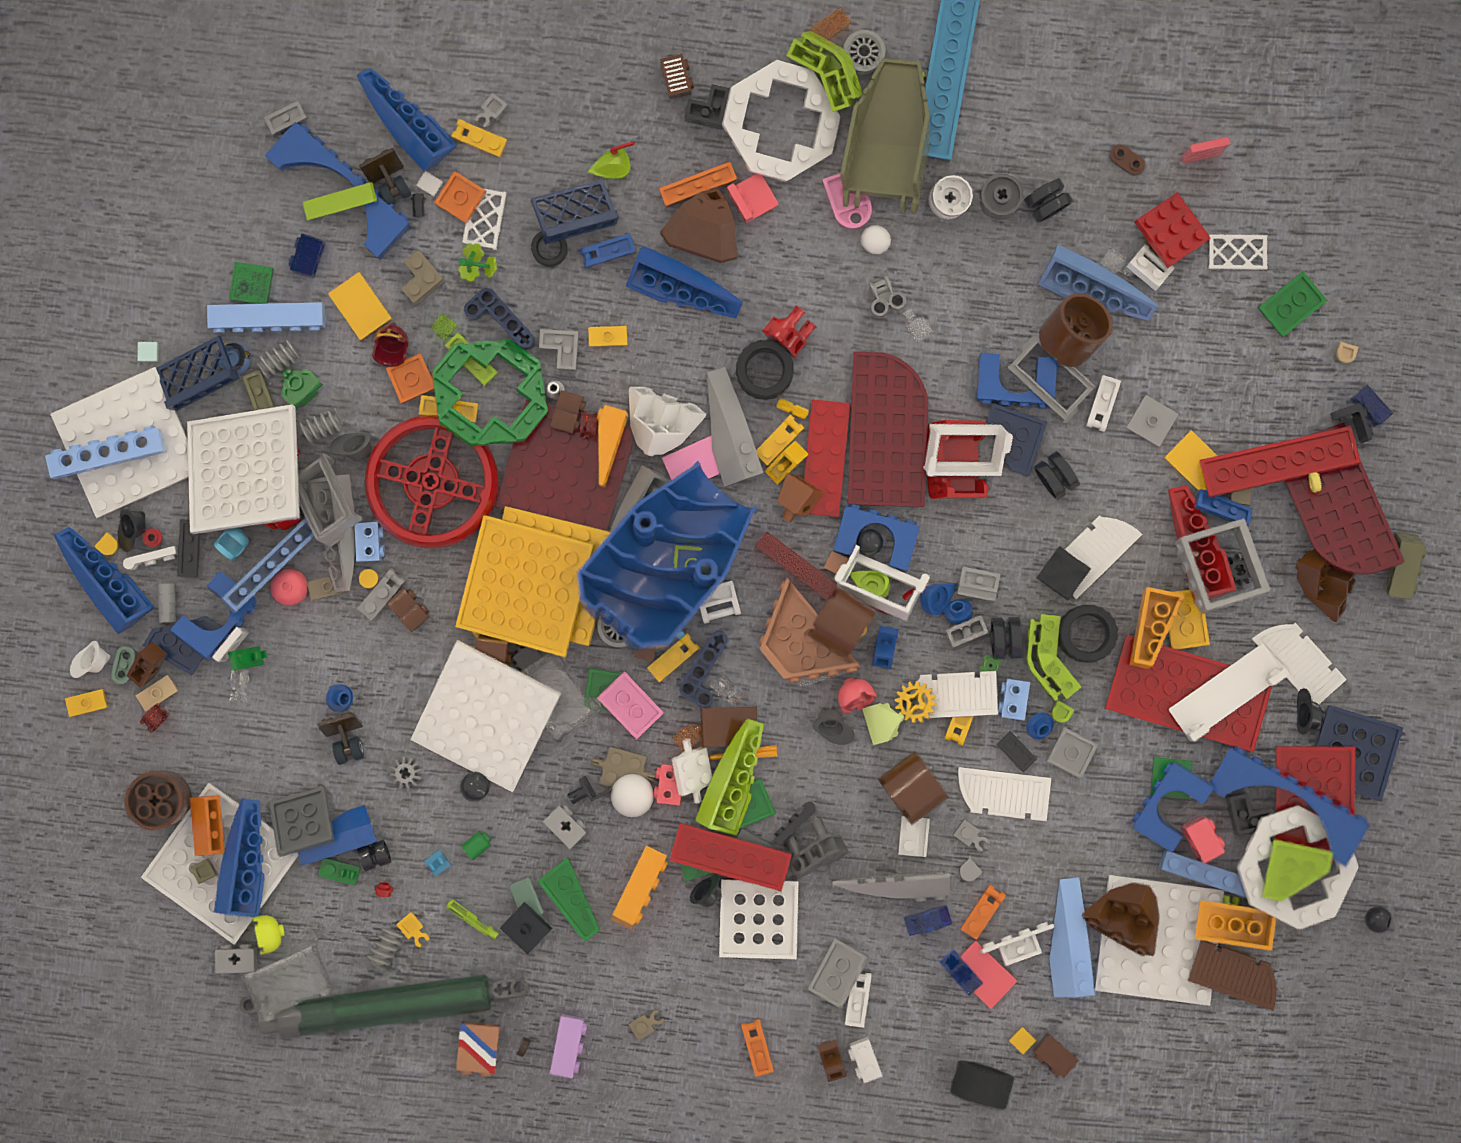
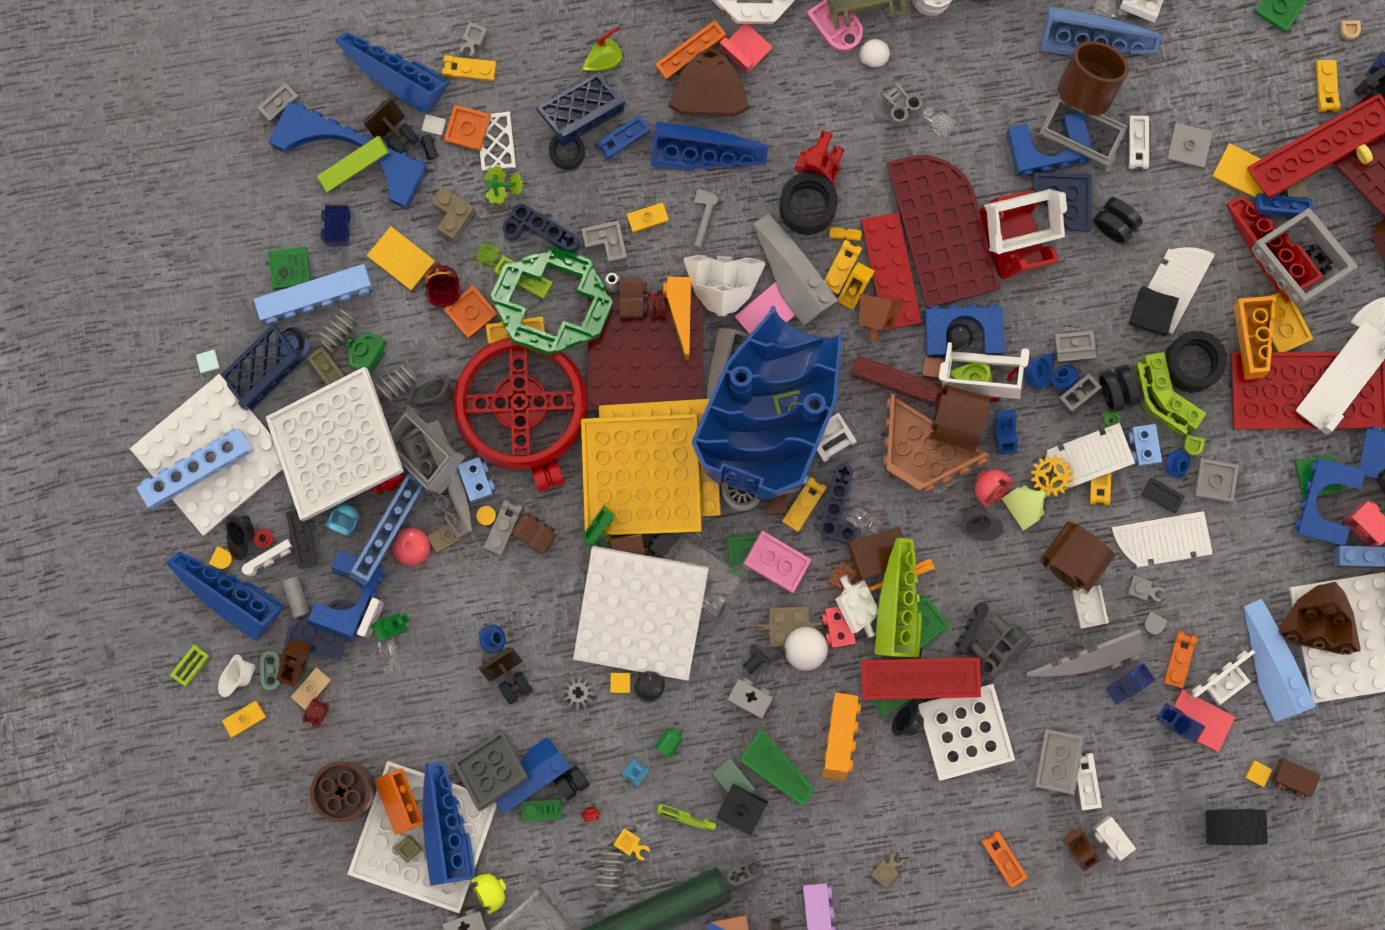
camera: 25 degrees left, 5 degrees down
(63, 627) = (200, 652): none -> lime tile
(438, 559) = (549, 476): none -> red wheel
(448, 774) = (620, 683): none -> yellow tile
(467, 624) = (596, 528): none -> green plate
(672, 337) = (710, 200): none -> light grey piece
(1305, 401) = (1327, 85): none -> yellow plate

